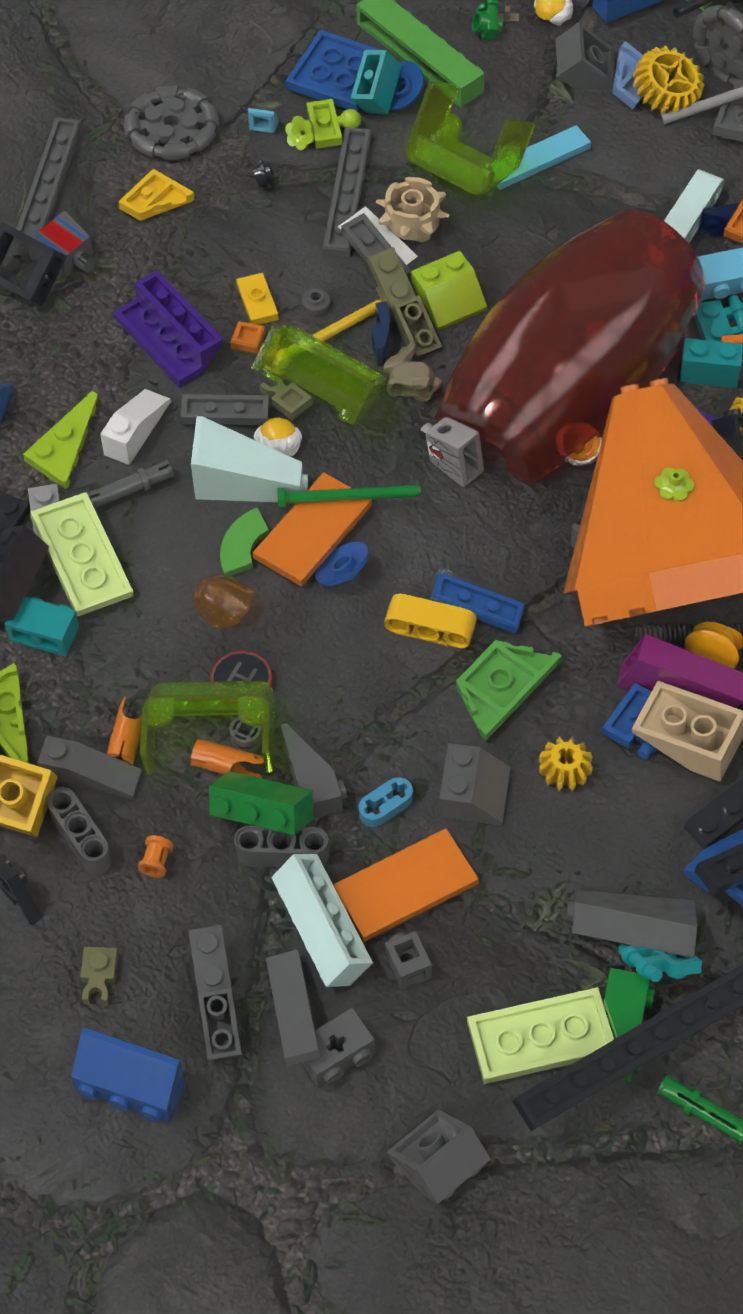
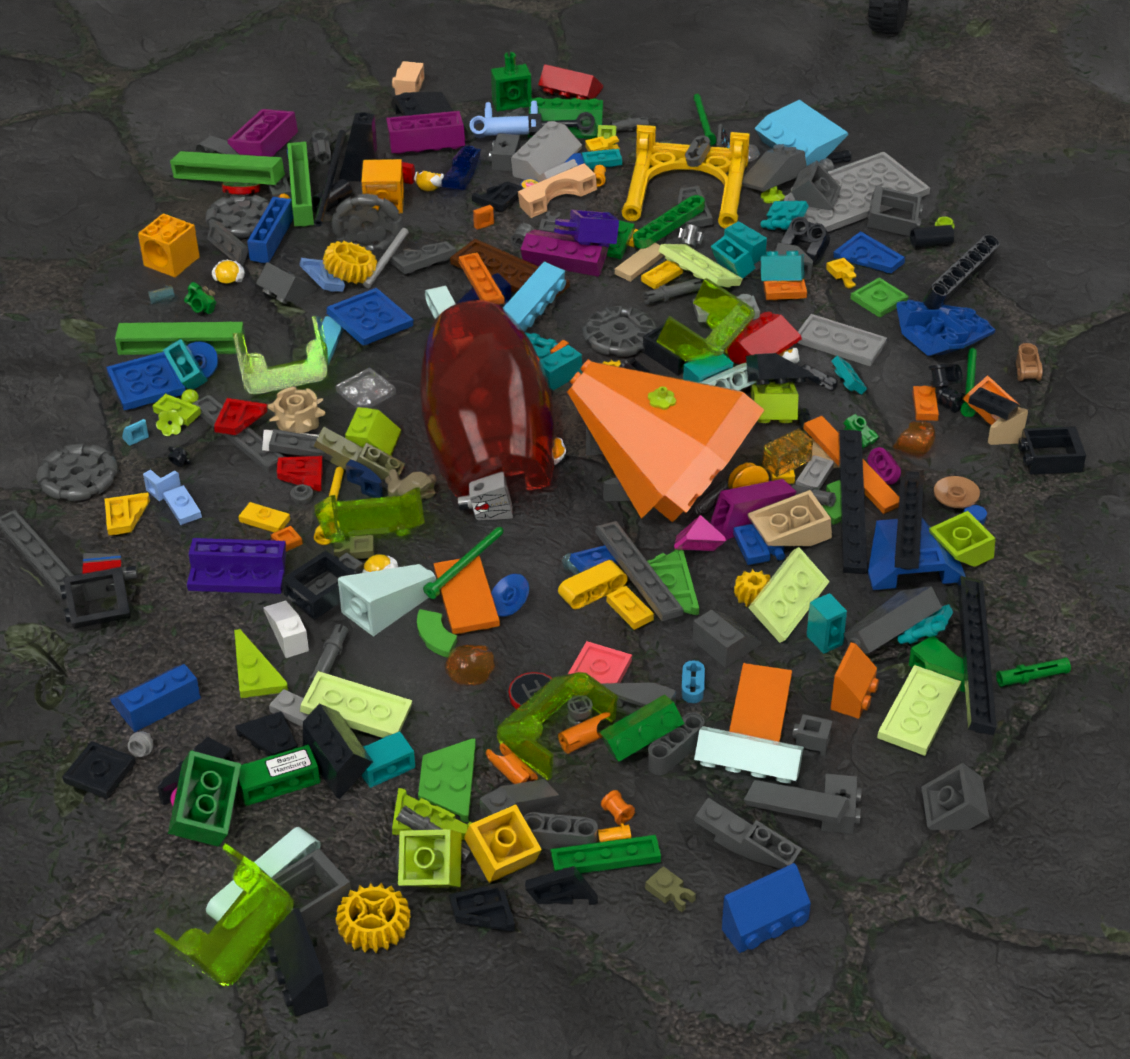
camera: 50 degrees left, 15 degrees down
(72, 693) = (448, 778): none -> bright green wing
(87, 890) = (607, 854): none -> green plate
(126, 883) = (614, 833): none -> light orange pin
(194, 386) = (305, 599): none -> black window
(210, 228) = (182, 505): none -> light blue plate
(215, 195) = (157, 486): none -> light blue panel
(324, 709) = (602, 663): none -> coral plate
(344, 278) = (301, 470): none -> red wing
(356, 173) = (238, 415): none -> red wing
(431, 675) = (630, 607): none -> yellow plate
(480, 646) = (639, 571): none -> dark grey tile
(507, 237) = (365, 389): none -> clear plate
(509, 947) = (854, 683): none -> orange slope
(568, 863) = (826, 623): none -> teal brick
(582, 660) = (699, 536): none -> dark pink slope
(582, 801) = (788, 594): none -> yellowish green plate
(611, 158) = (369, 316): none -> blue plate

